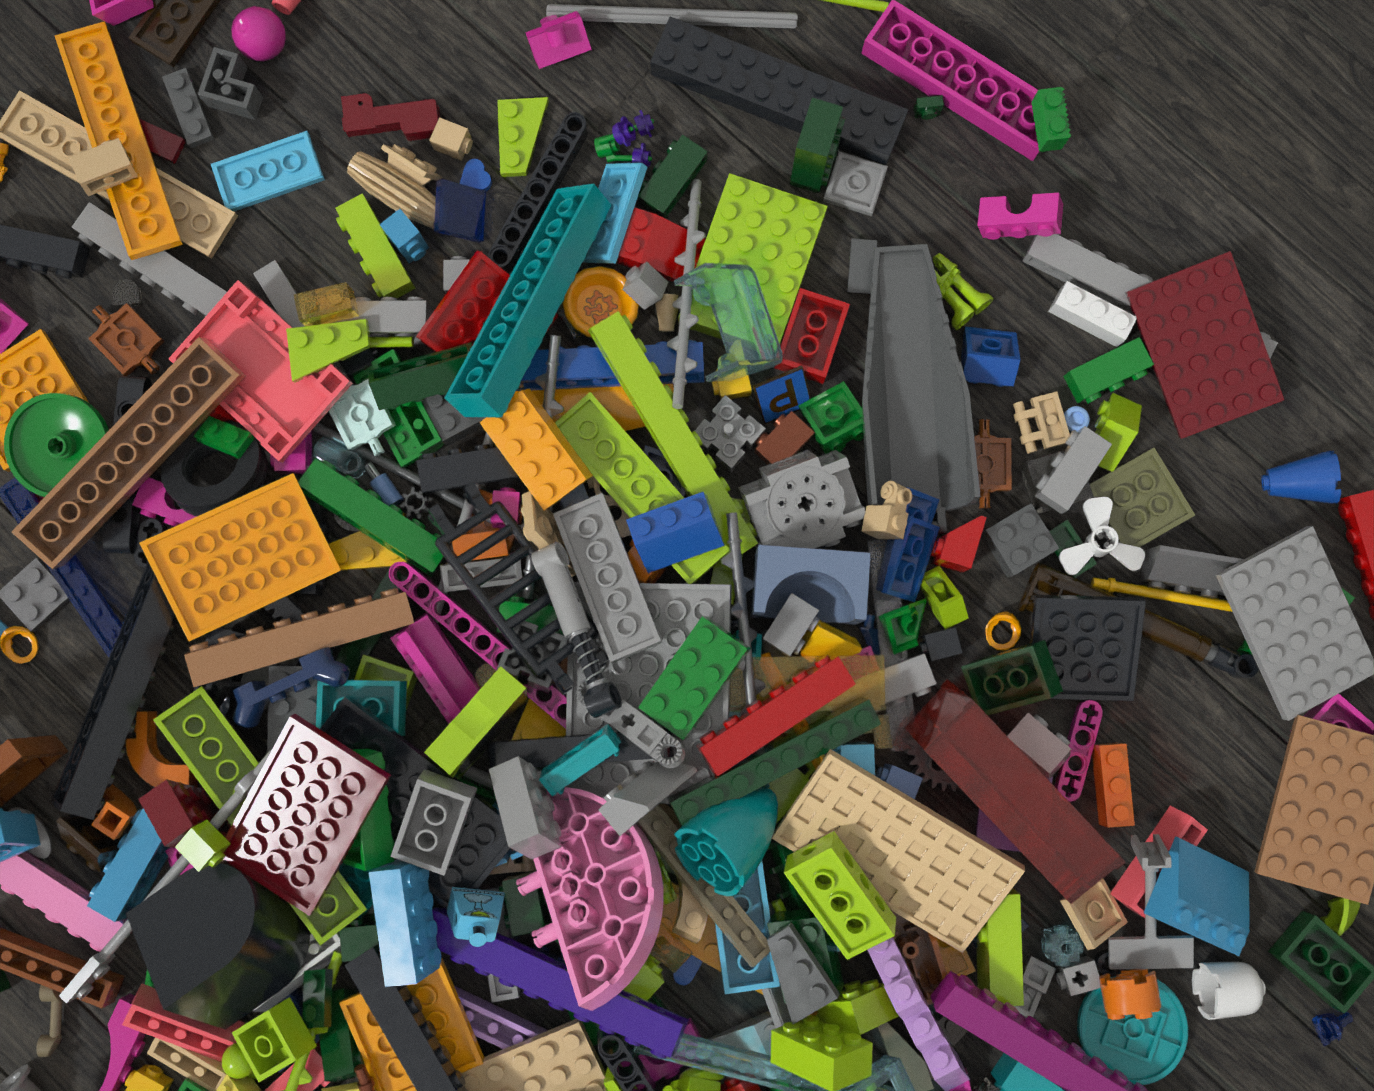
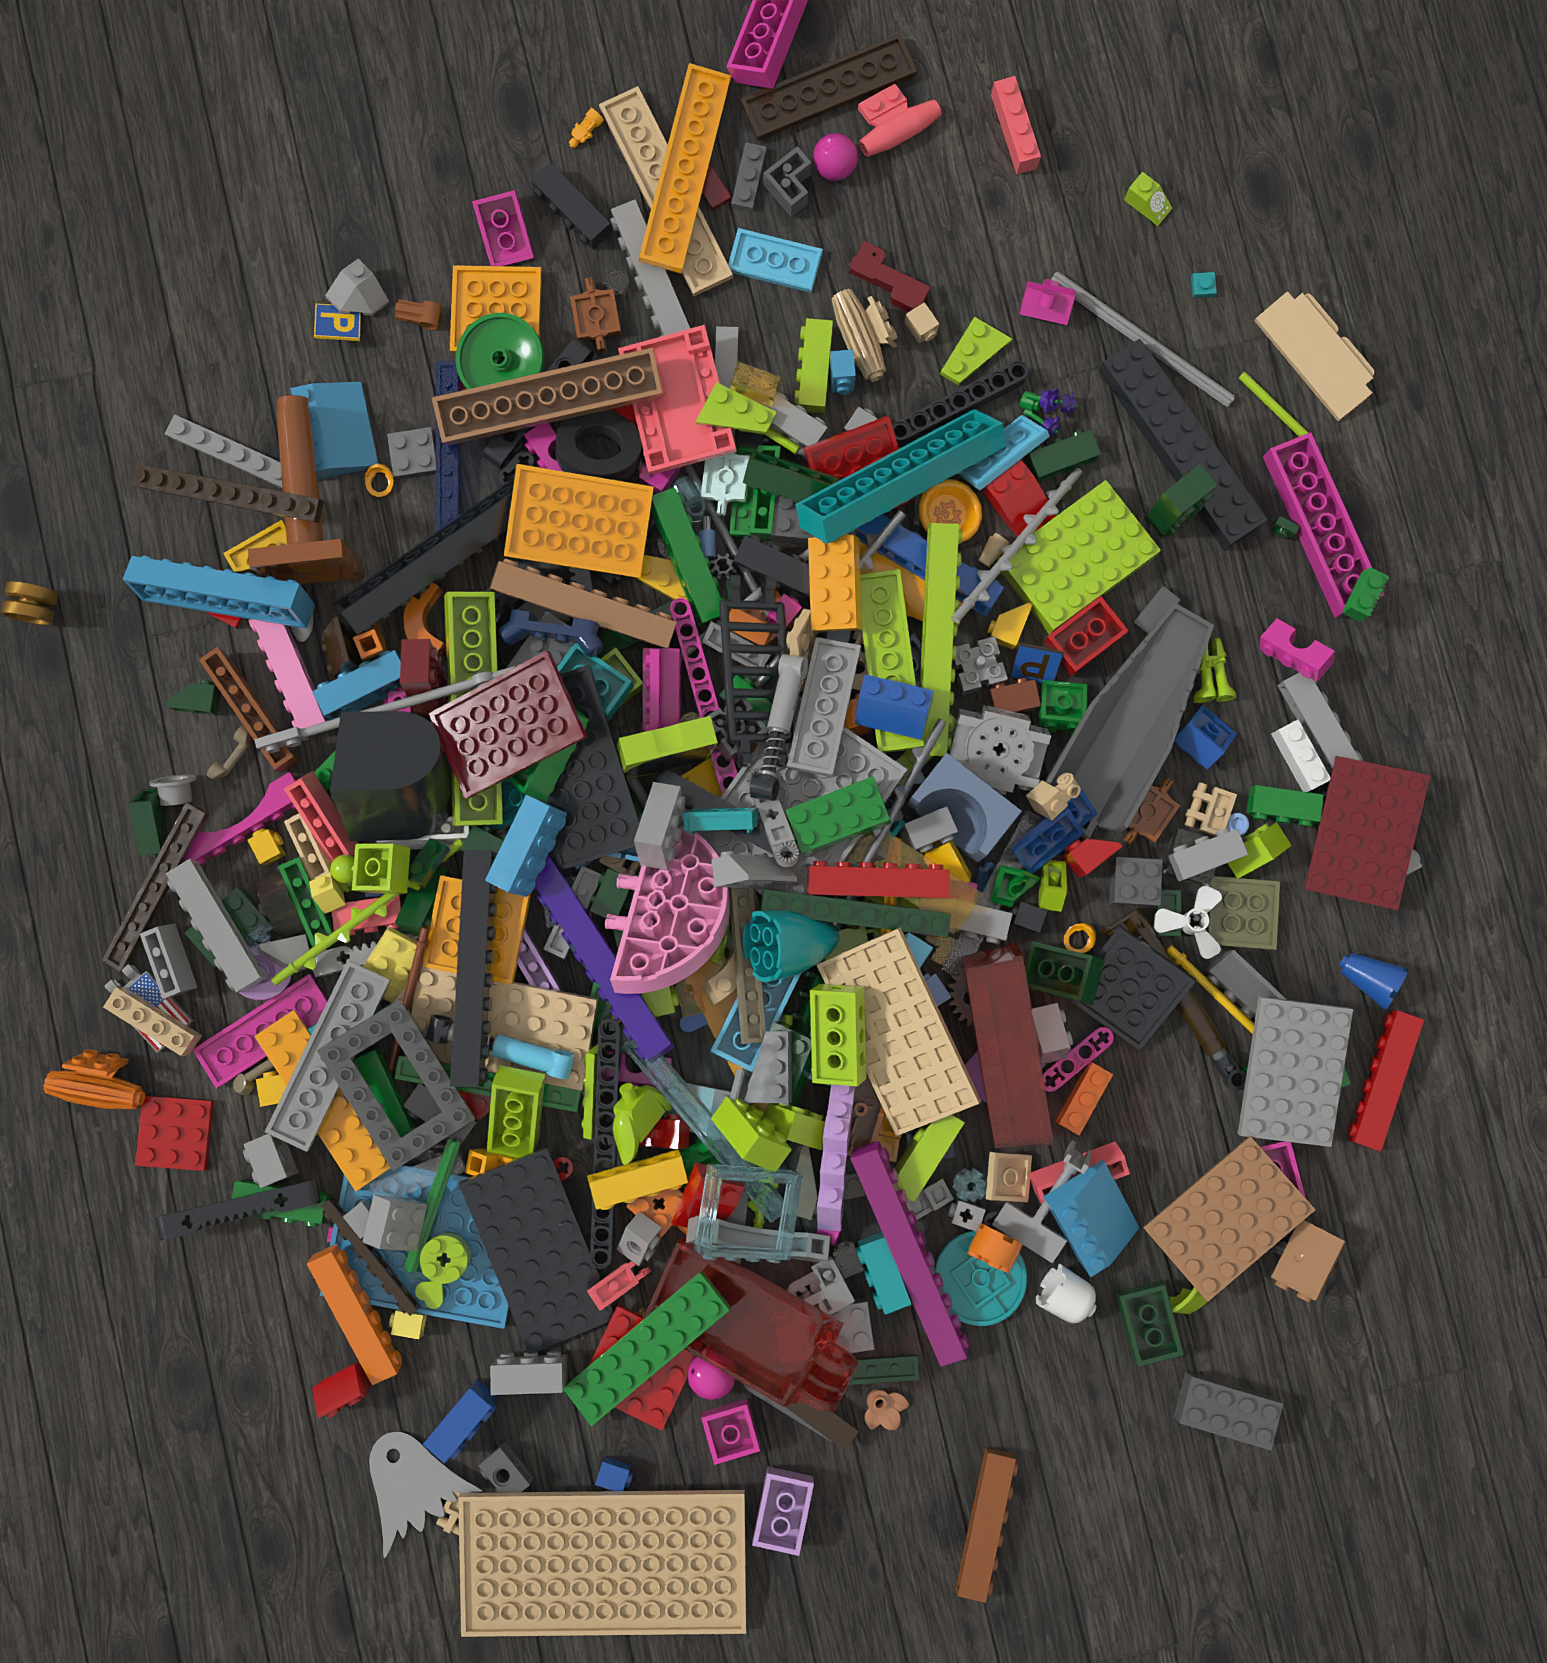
camera: 30 degrees right, 0 degrees up
(102, 166) = (663, 181): tan brick -> none
(203, 846) = (425, 700): lime brick -> none
(224, 437) = (620, 429): green plate -> none
(433, 822) = (591, 792): light grey brick -> none
(460, 211) = (893, 379): clear blue tile -> none
(475, 914) = (575, 876): medium azure torso -> none
(476, 176) = (921, 362): blue tile -> none
(645, 285) = (990, 520): light grey brick -> none
(740, 316) = (1043, 587): clear light blue windscreen -> none
(855, 183) = (1193, 548): light grey tile -> none
(1330, 1026) = (1123, 1374): clear blue piece -> none

